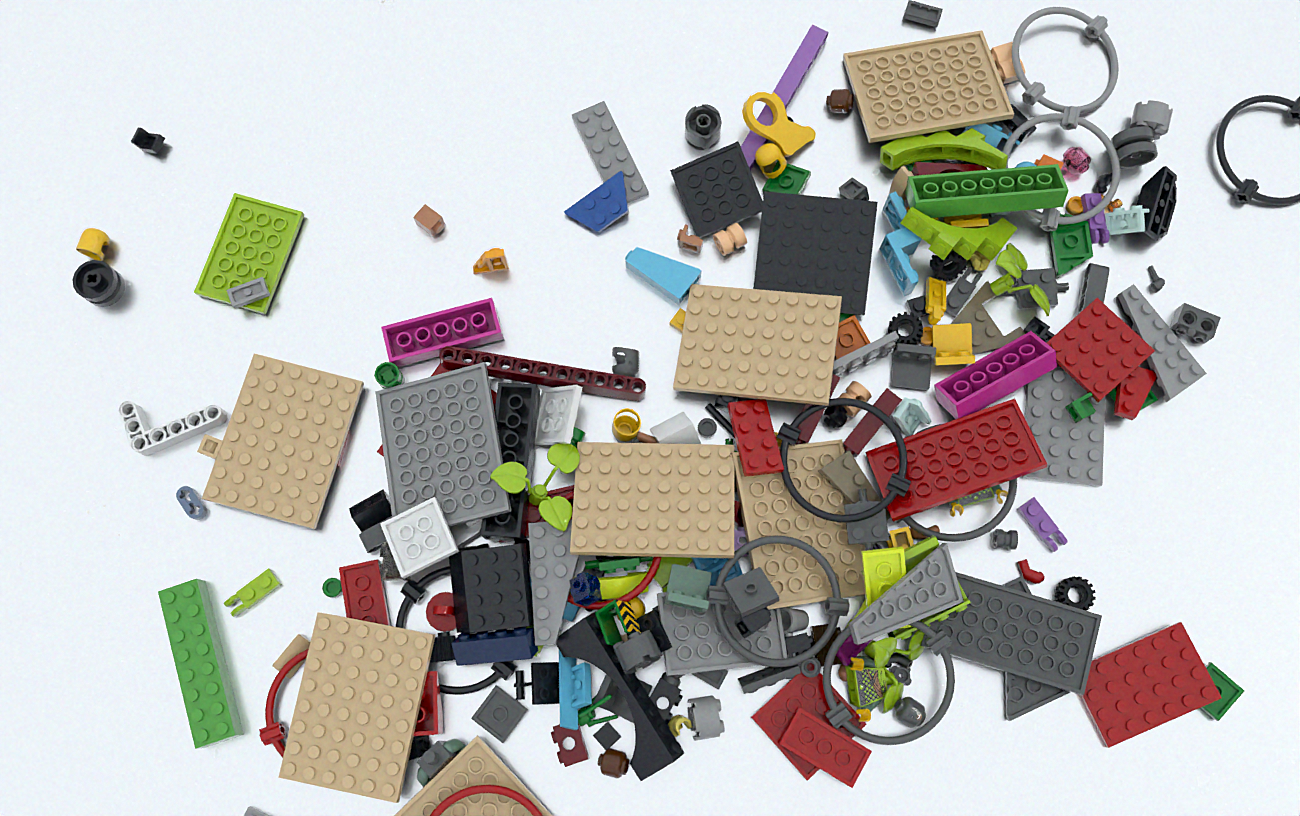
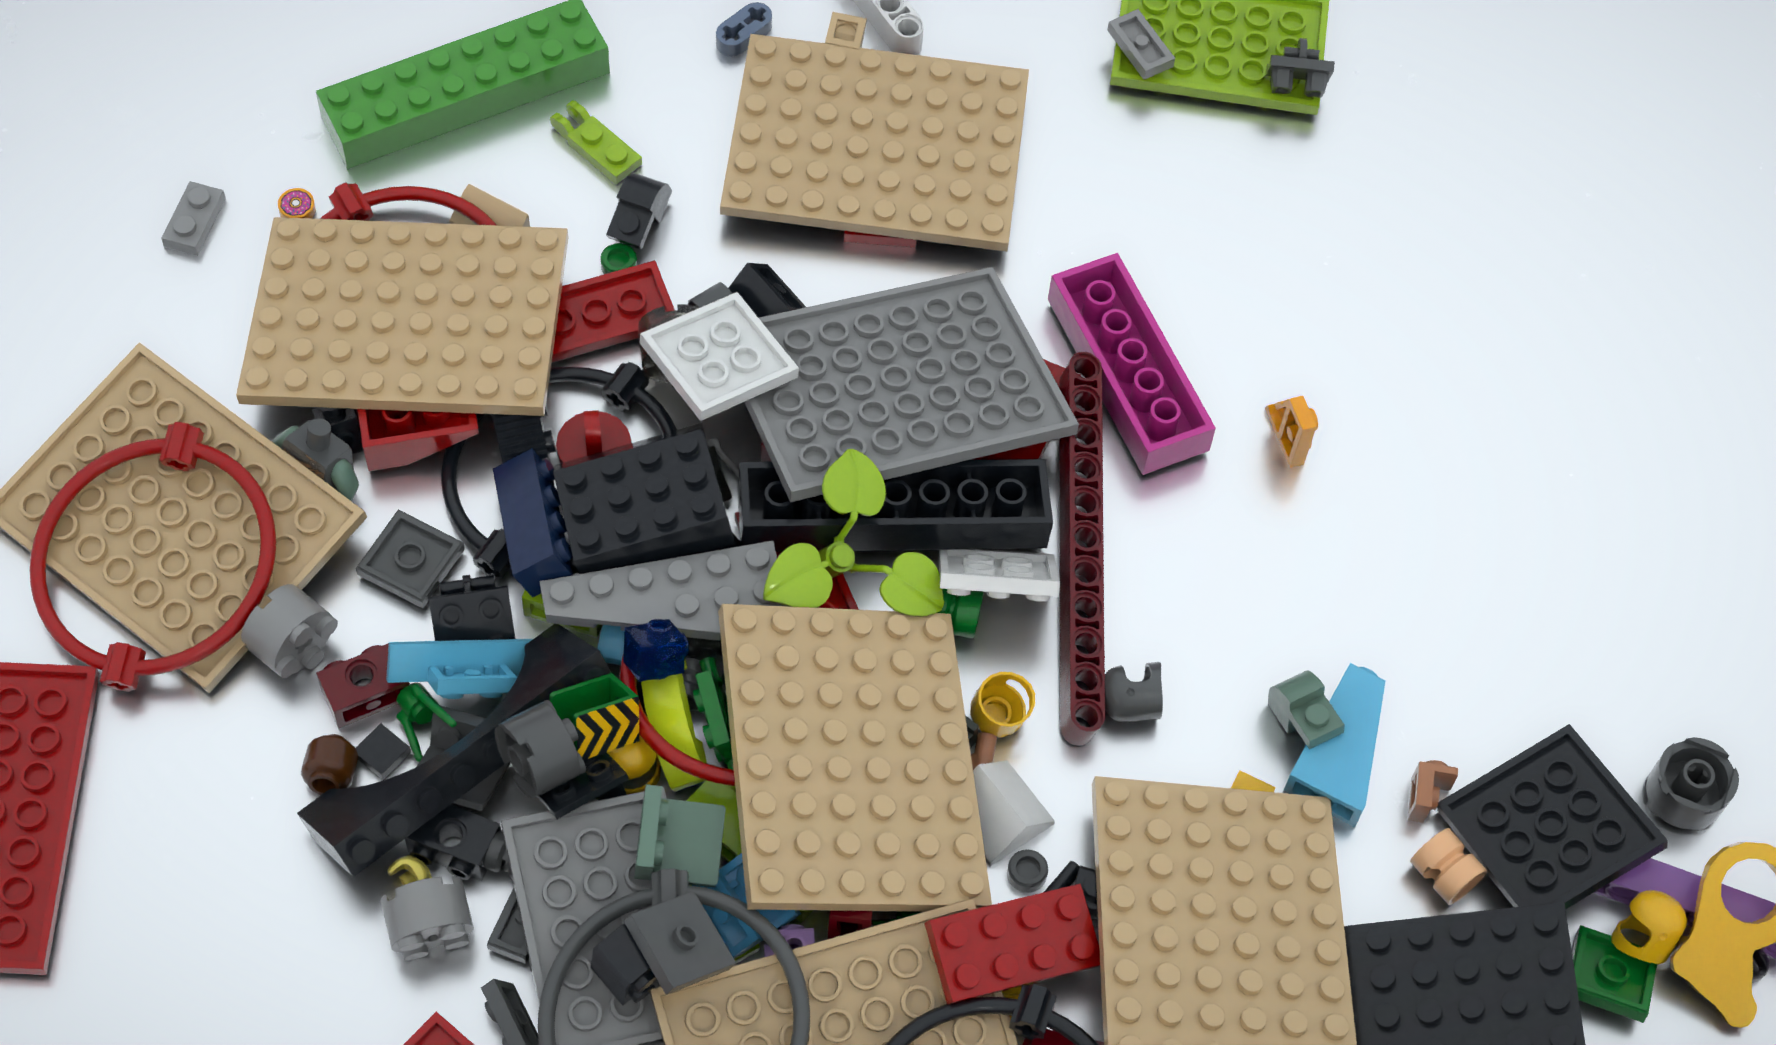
camera: 75 degrees right, 15 degrees down
(265, 765) = (296, 204): none -> tile
(285, 208) = (1299, 64): none -> dark grey hips
(305, 573) = (639, 205): none -> black brick
(388, 375) = (1027, 284): green wheel -> none
(429, 220) = (1353, 312): nougat brick -> none
(539, 780) = (288, 631): none -> light grey brick
(602, 205) = (1464, 612): blue wing -> none
(609, 148) = (1580, 619): light grey plate -> none
(644, 285) = (1303, 707): none -> sand green brick

